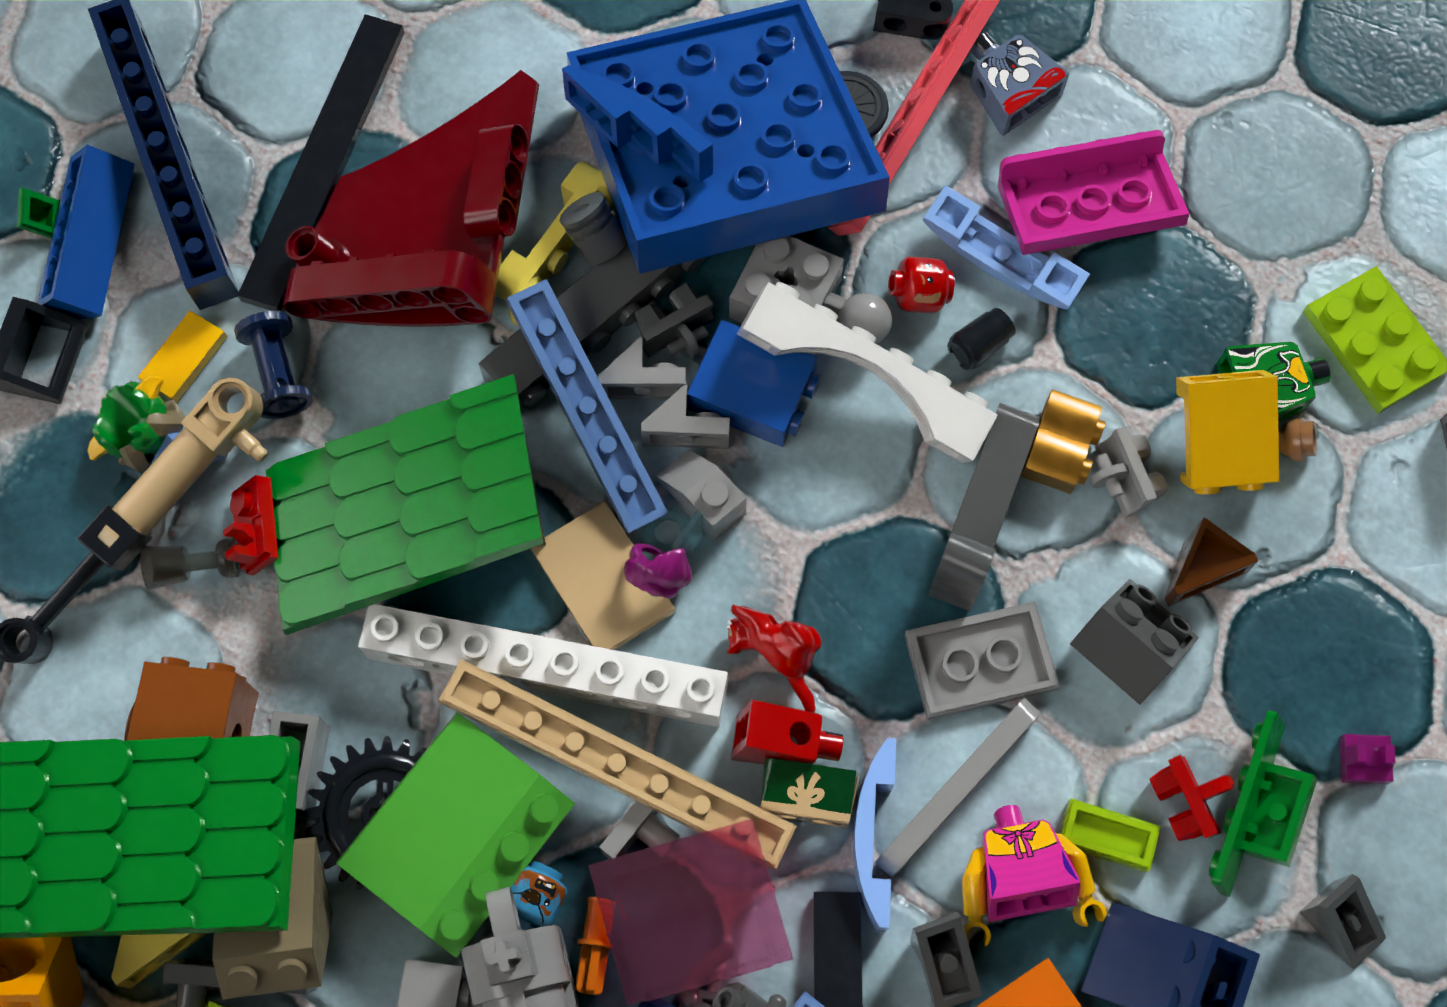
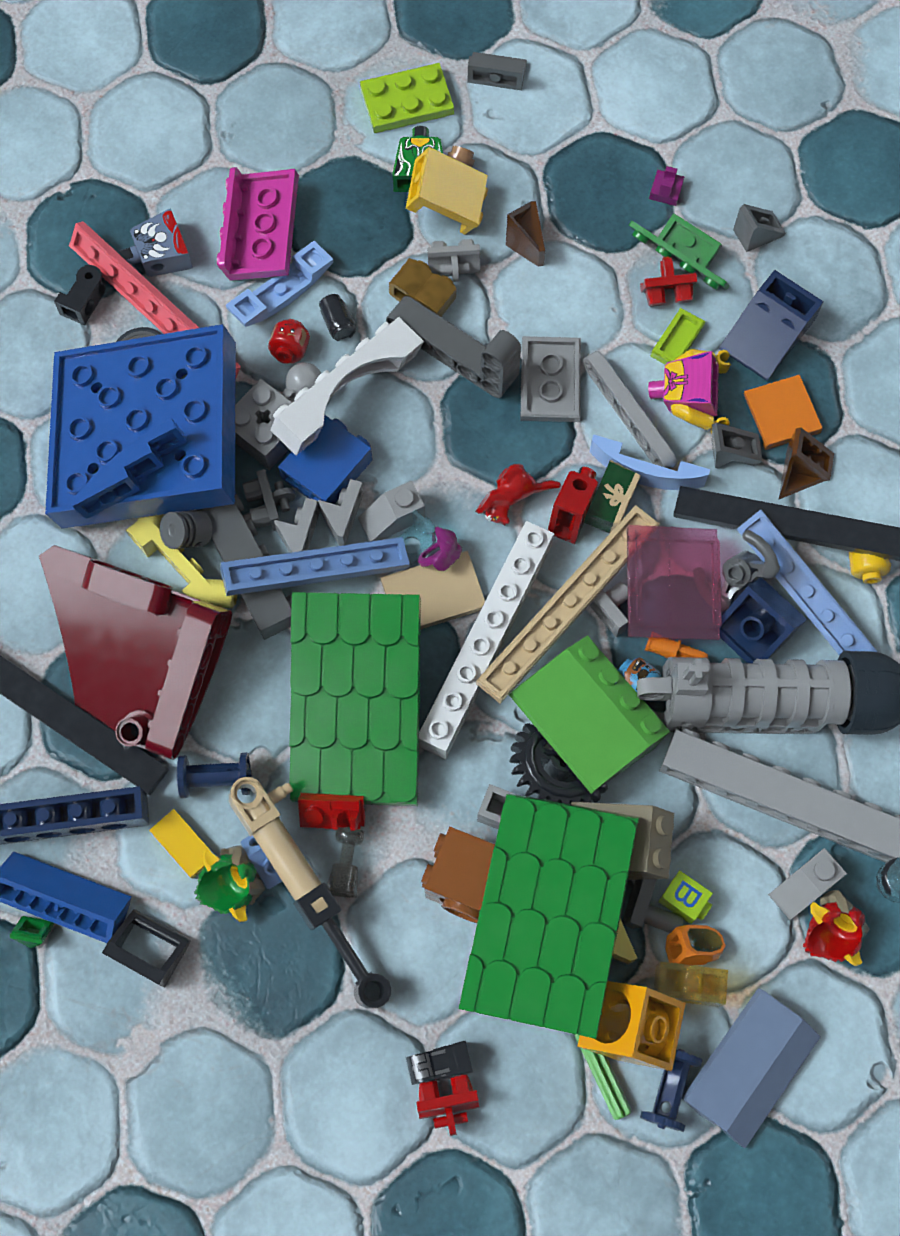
camera: 75 degrees left, 0 degrees up
(1135, 640) = (564, 286): dark grey slope -> none

